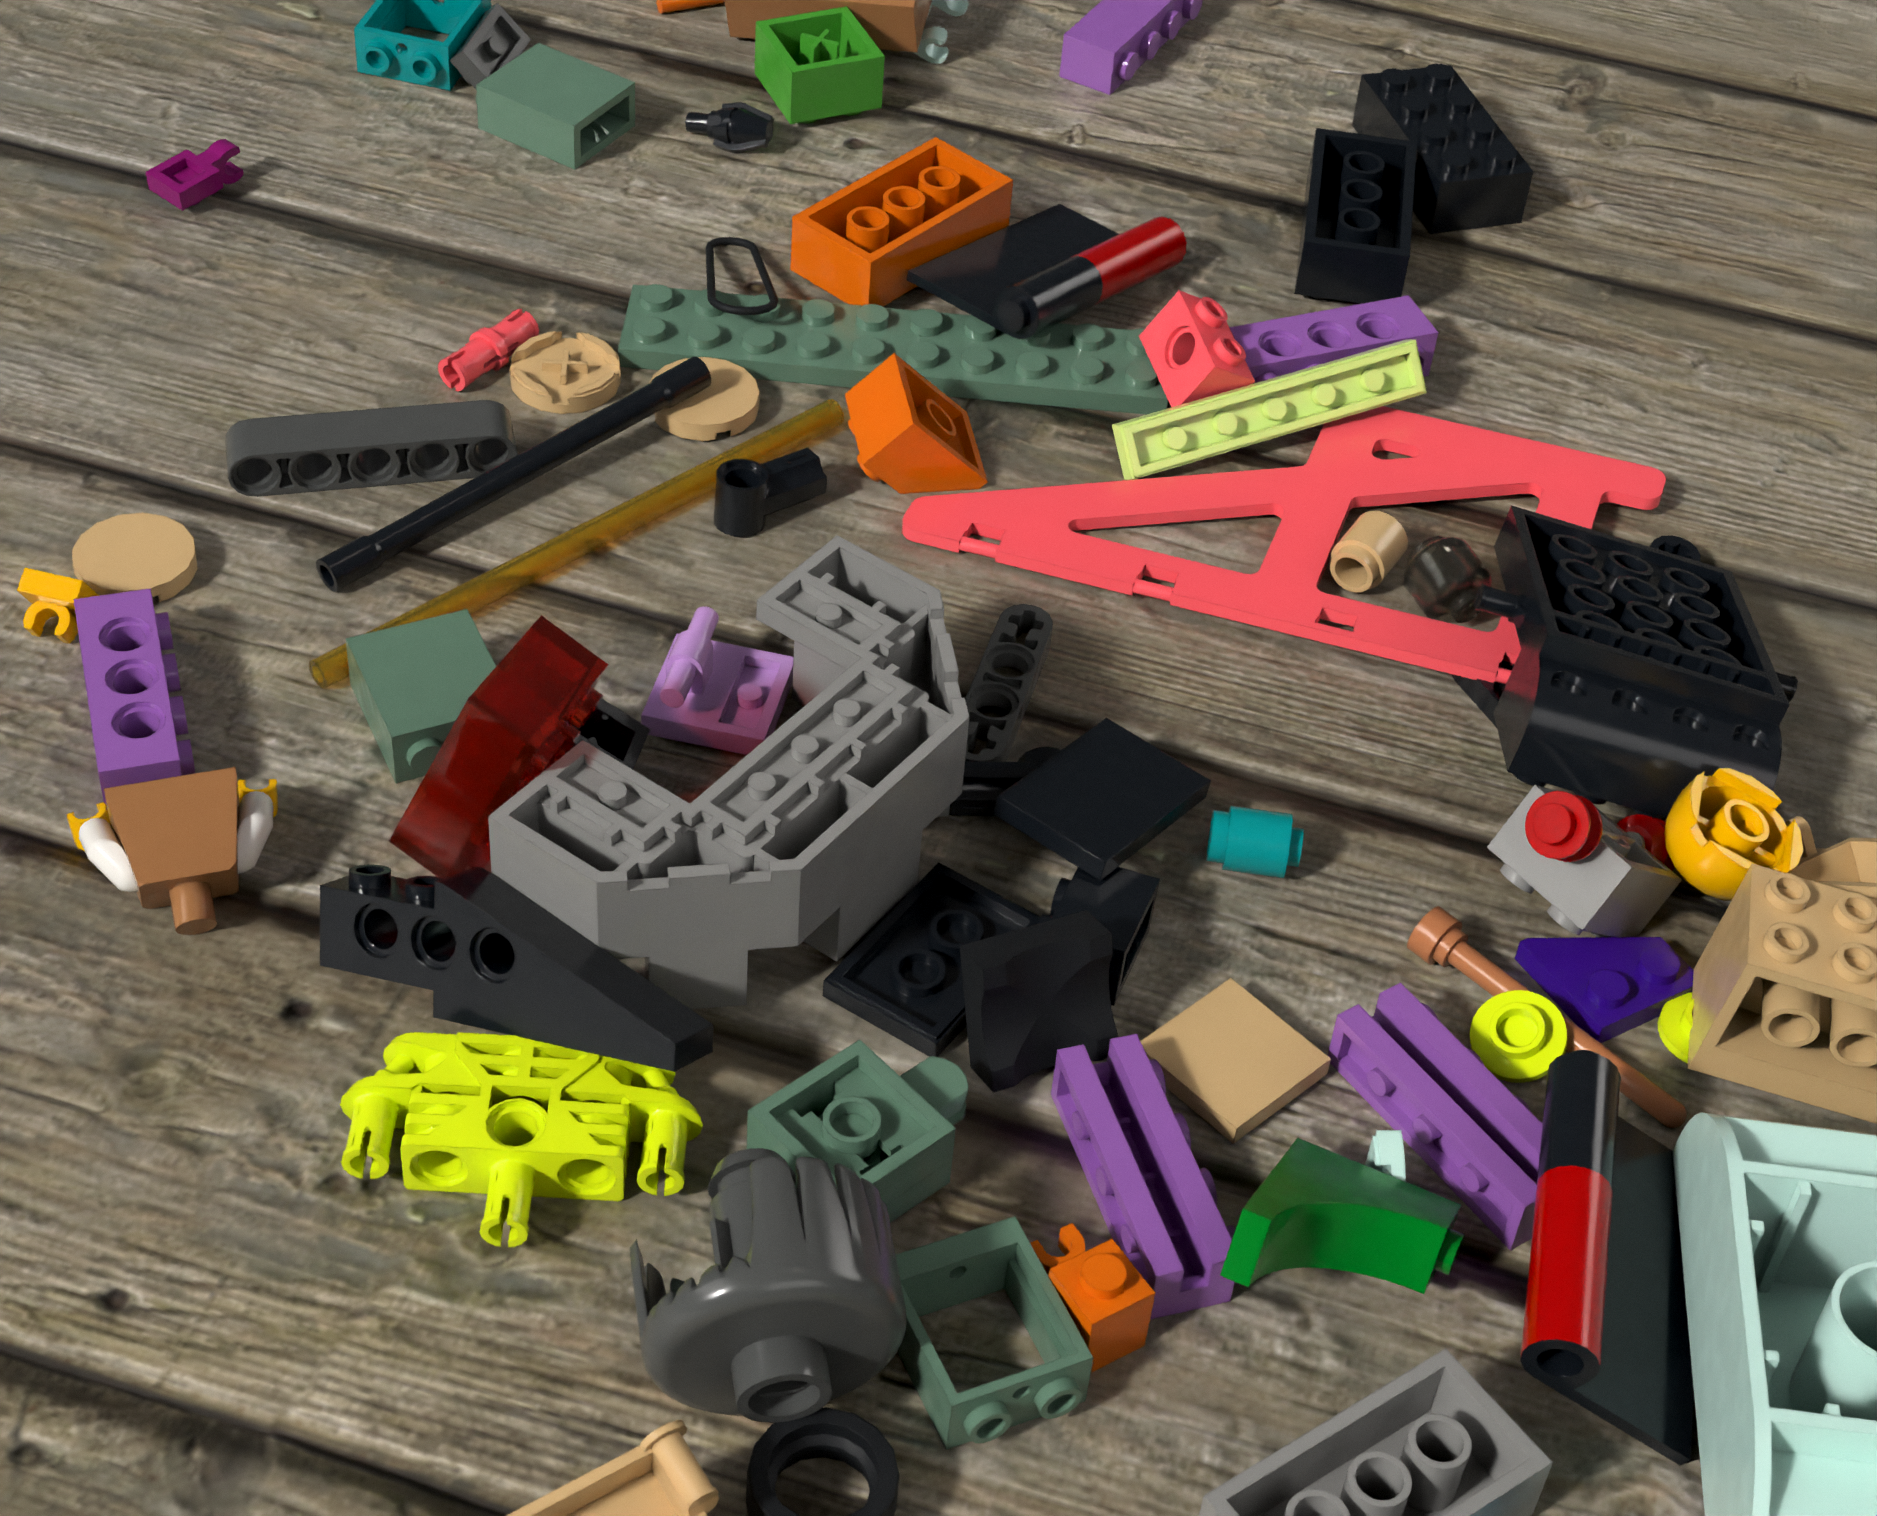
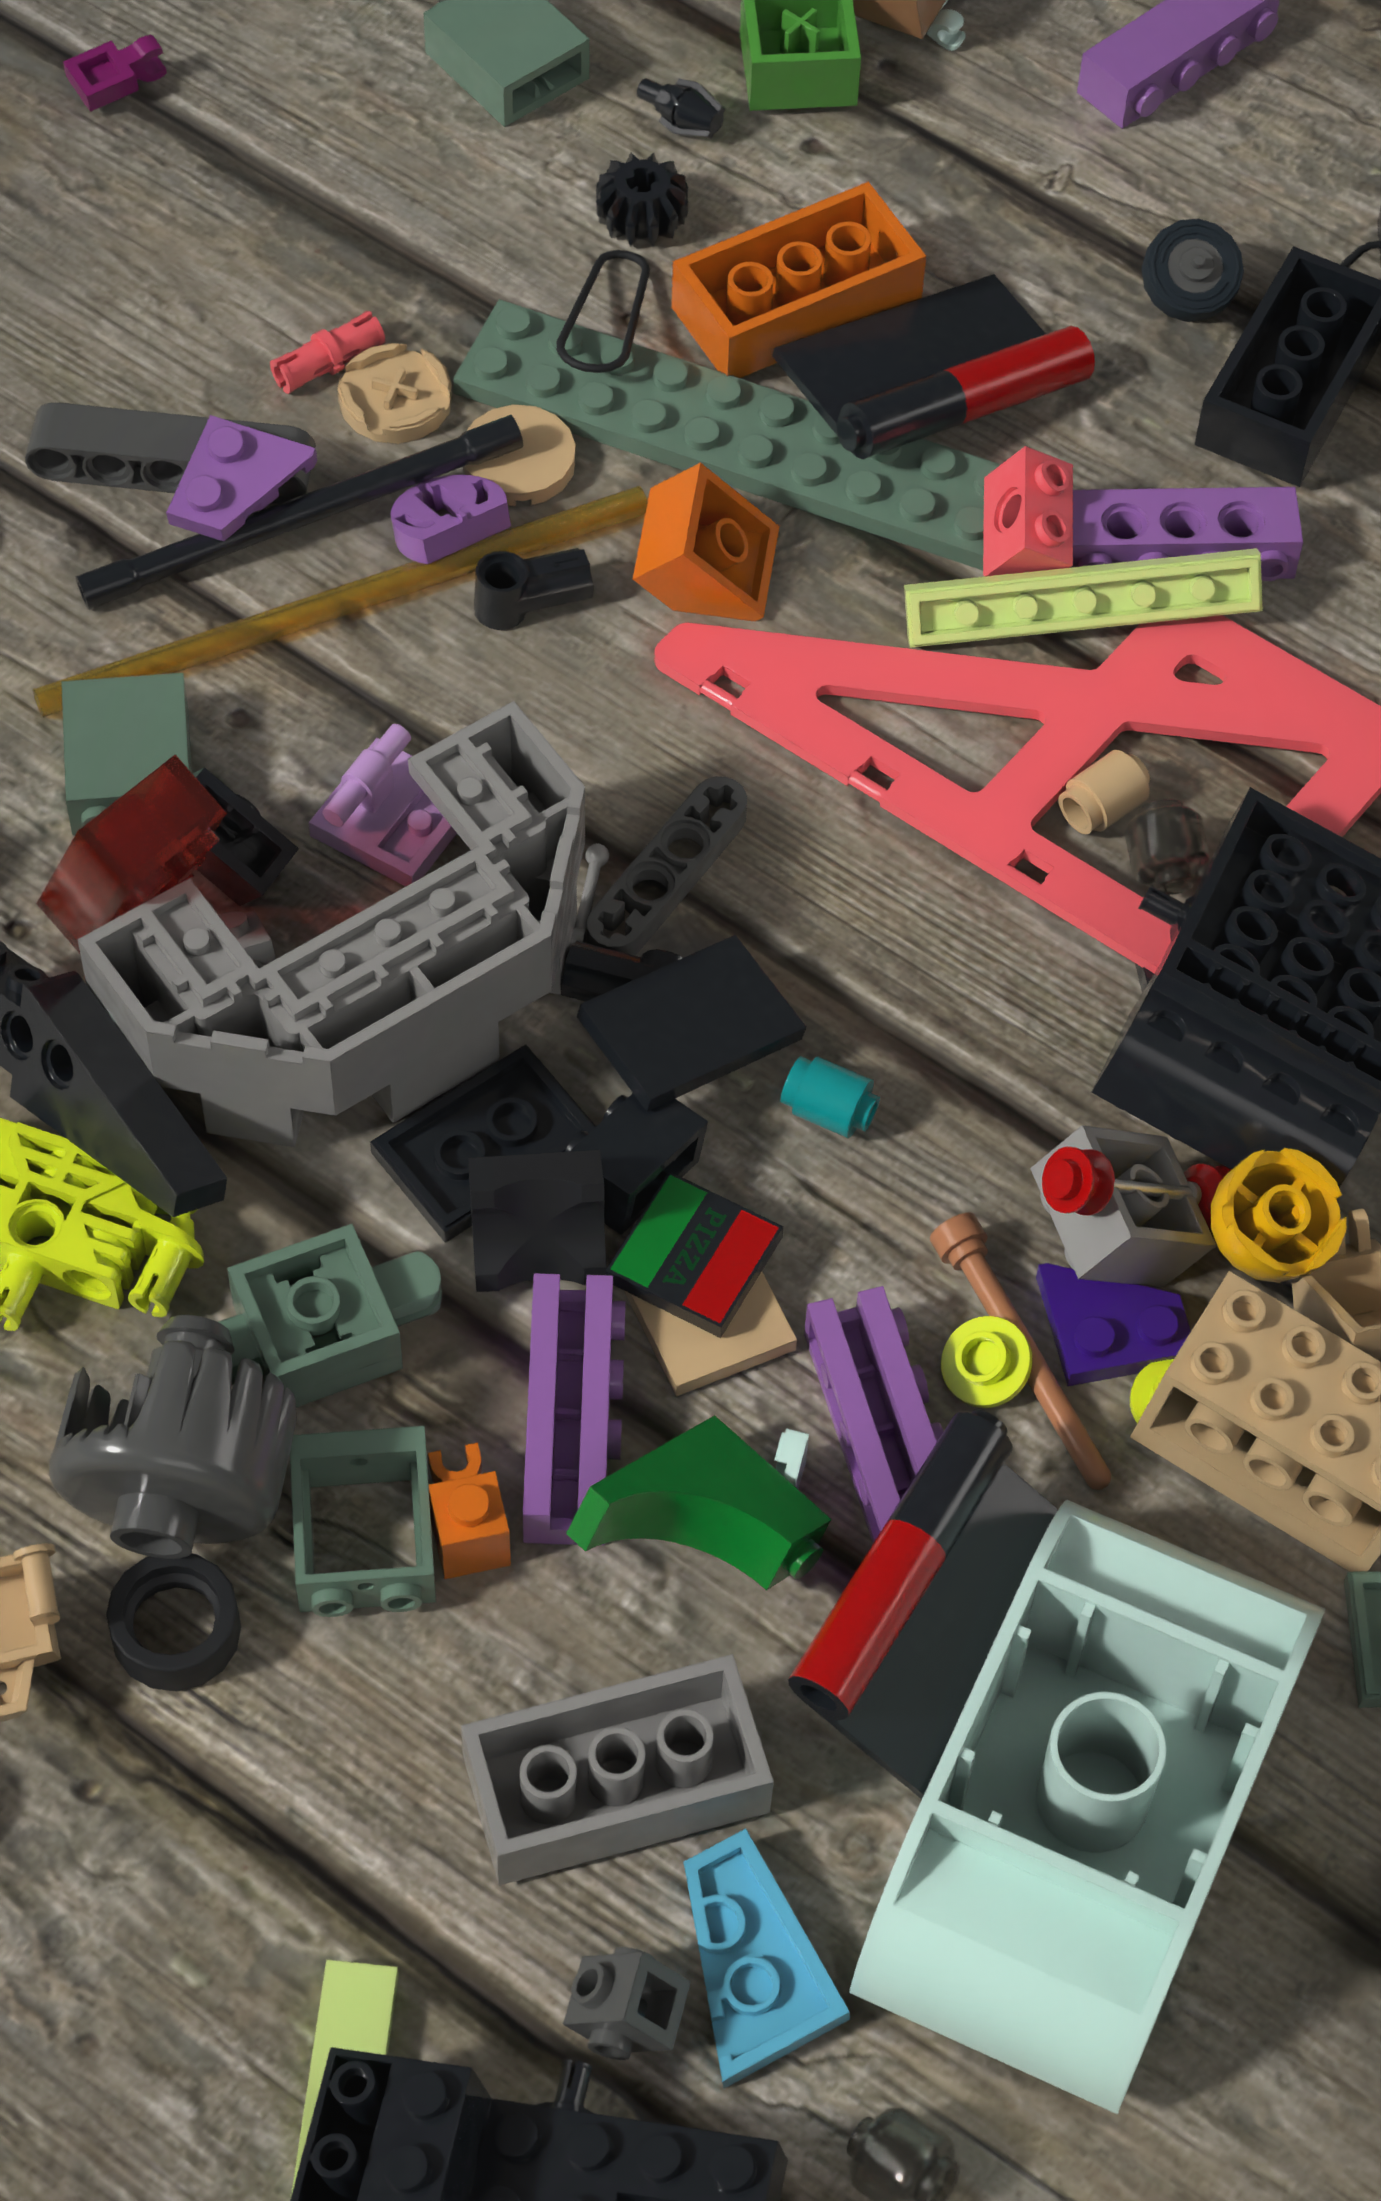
camera: 20 degrees right, 15 degrees up
(450, 444) = (233, 476): none -> medium lavender wing
(664, 449) = (477, 509): none -> medium lavender piece
(730, 193) = (642, 199): none -> black gear
(1200, 1002) = (694, 1254): none -> tile
(1230, 169) = (1192, 270): none -> black wheel

